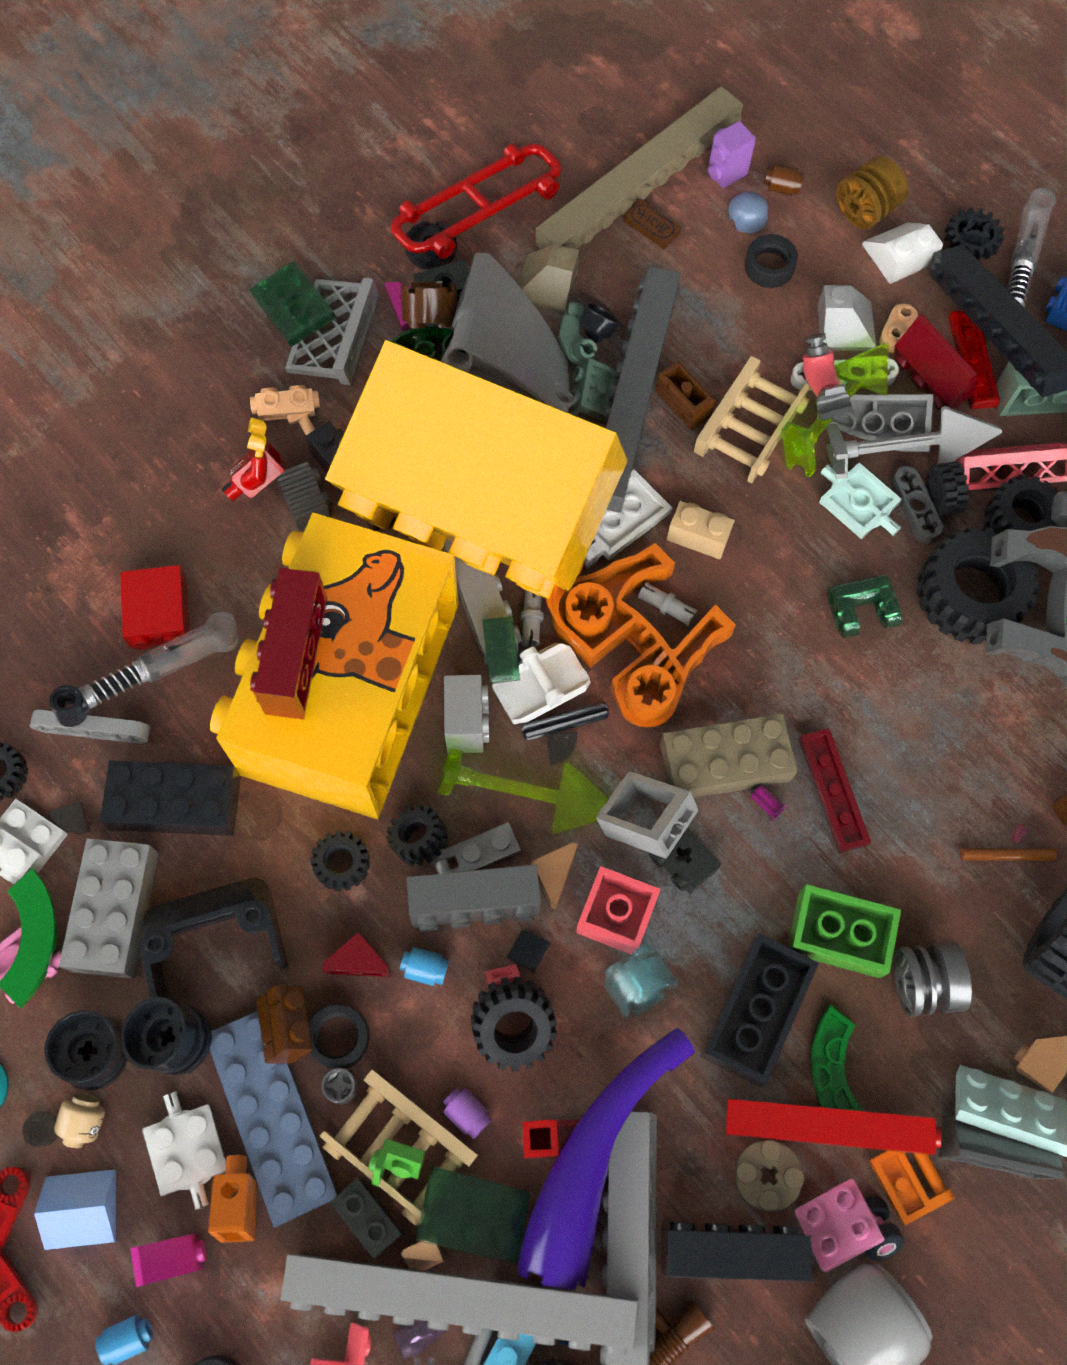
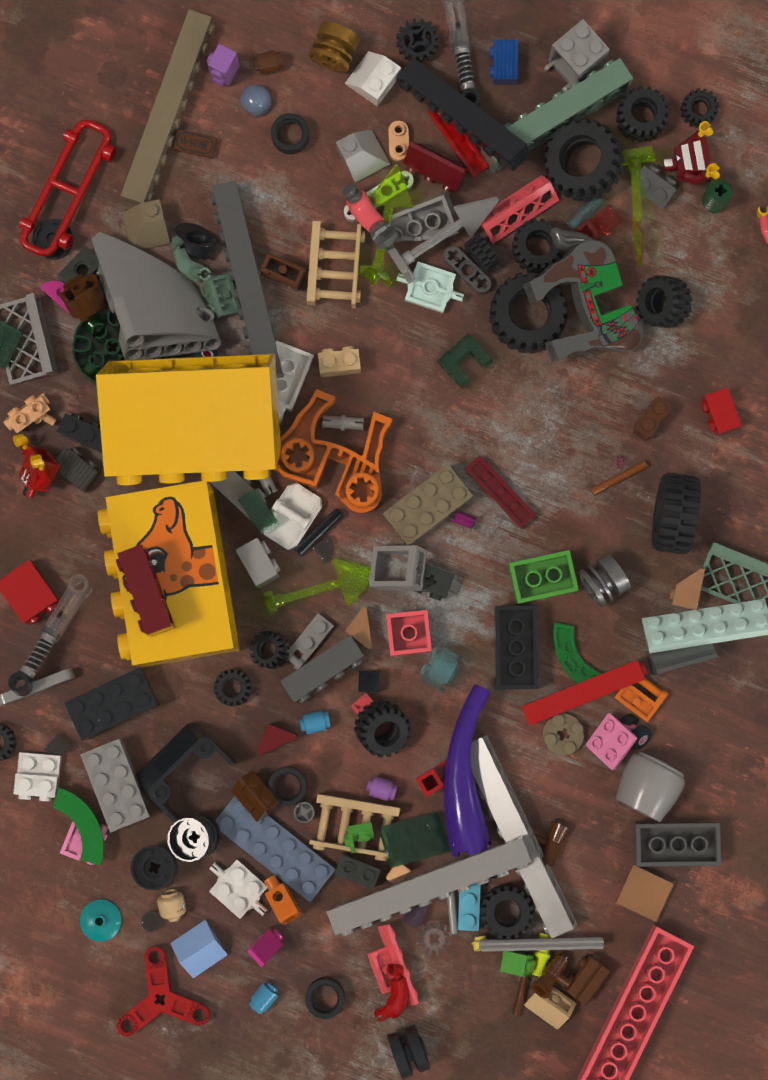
camera: 25 degrees left, 15 degrees up
(736, 1254) = (563, 785): black brick -> none

